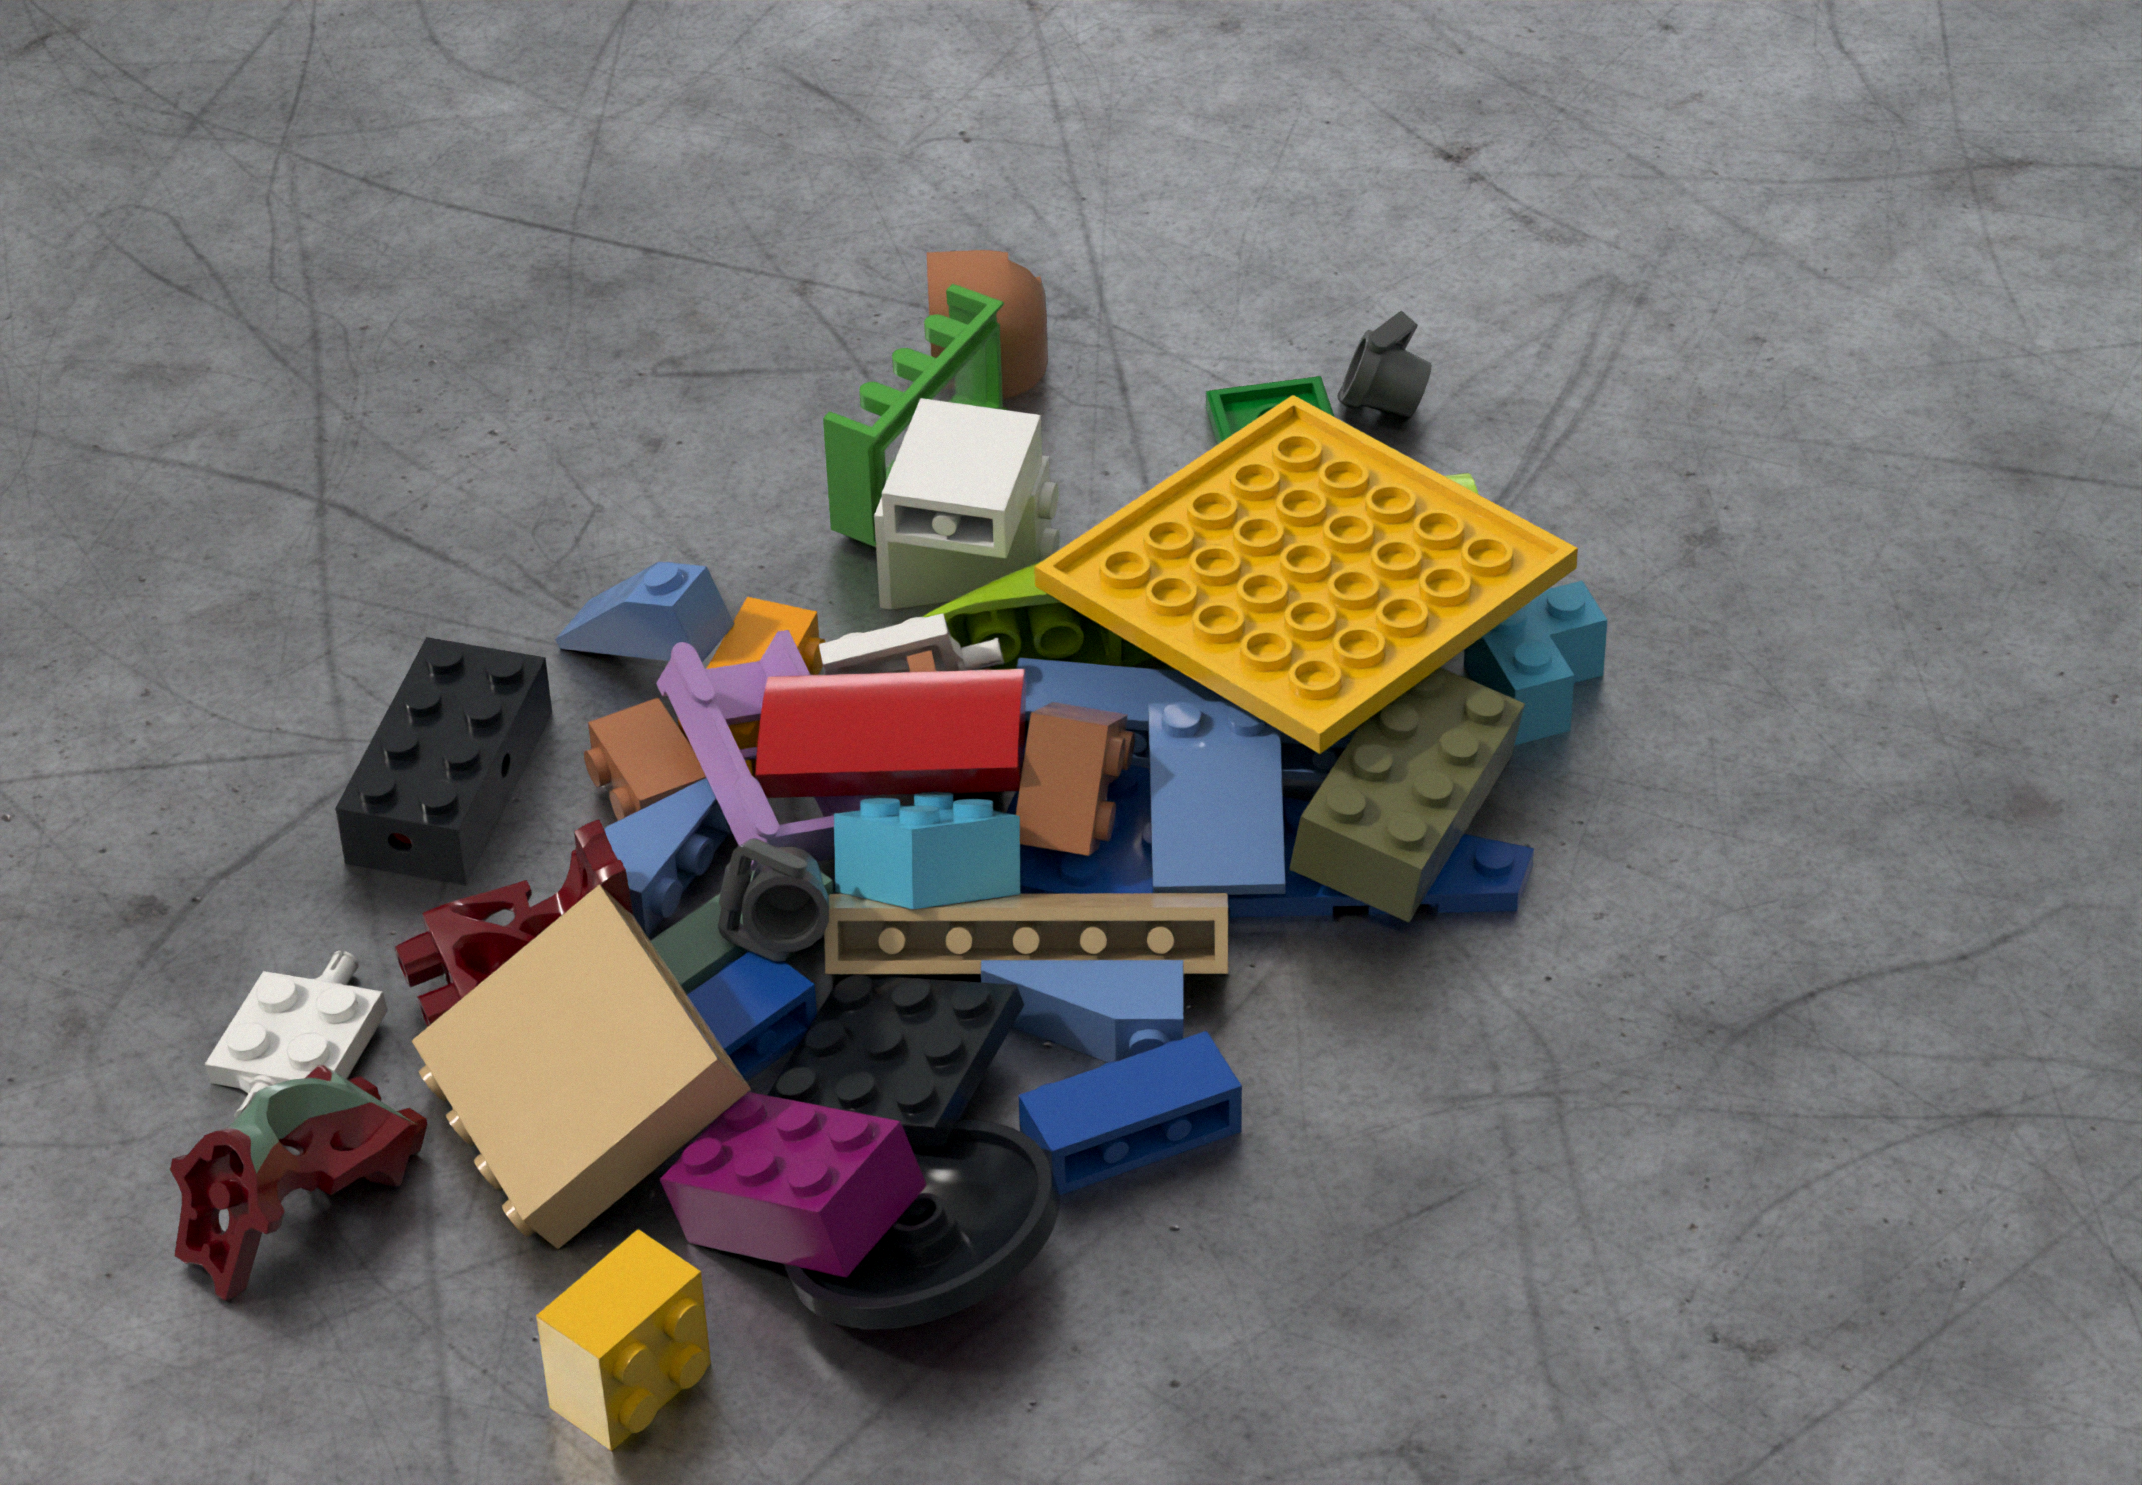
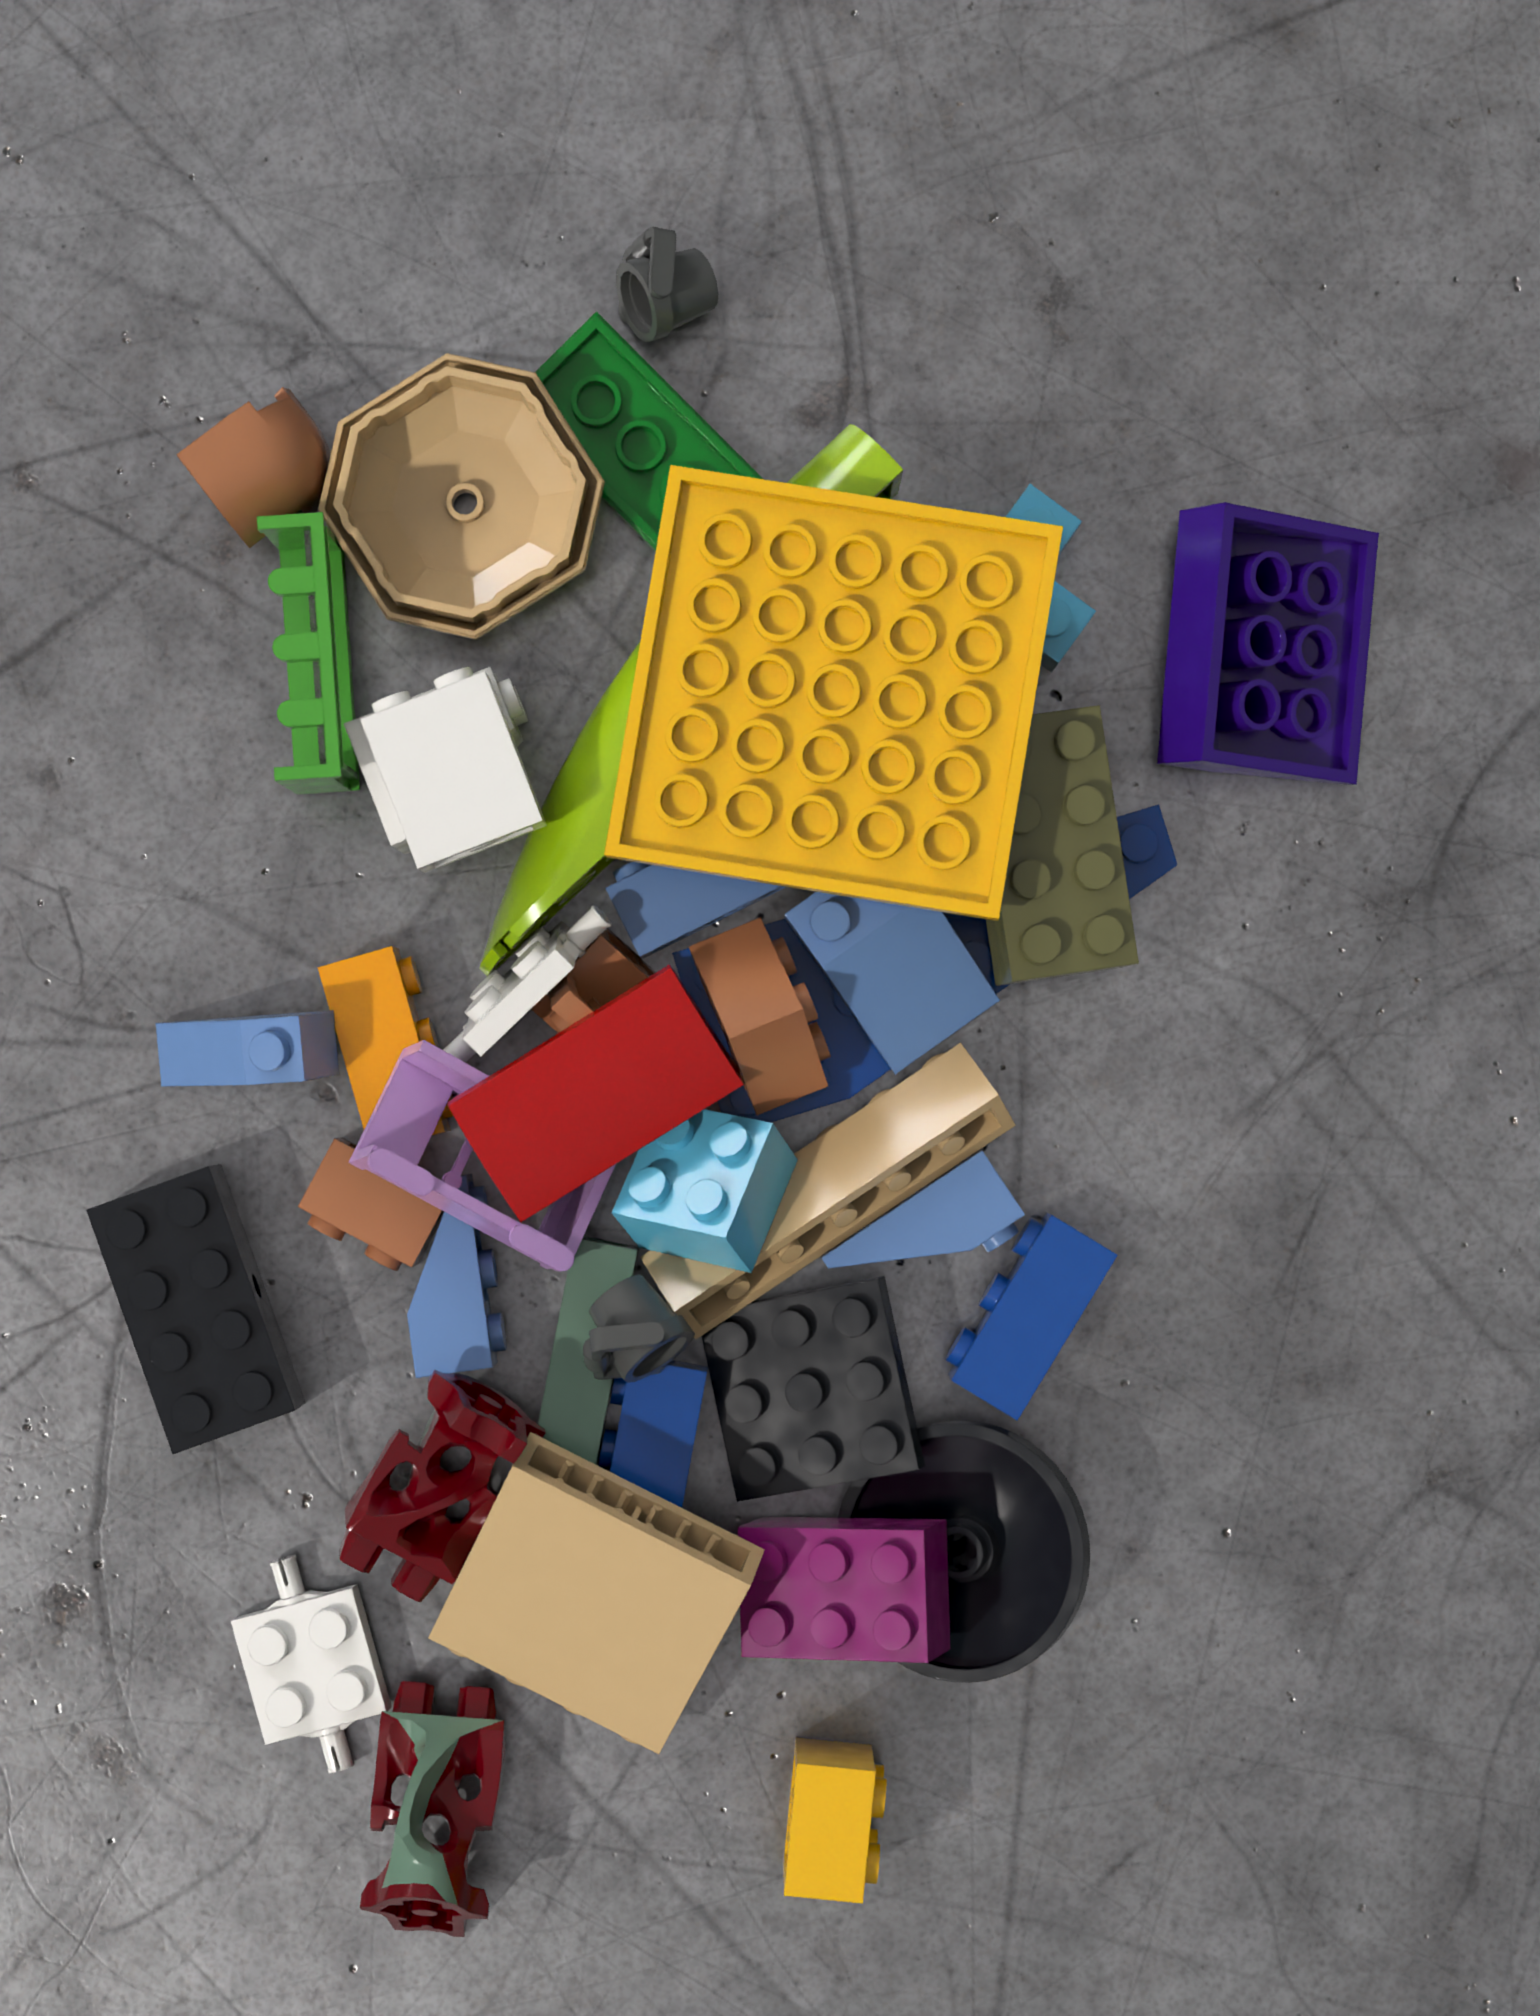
camera: 40 degrees left, 45 degrees up
(1123, 396) = (450, 434): none -> tan rock
(1714, 794) = (1267, 645): none -> dark purple slope

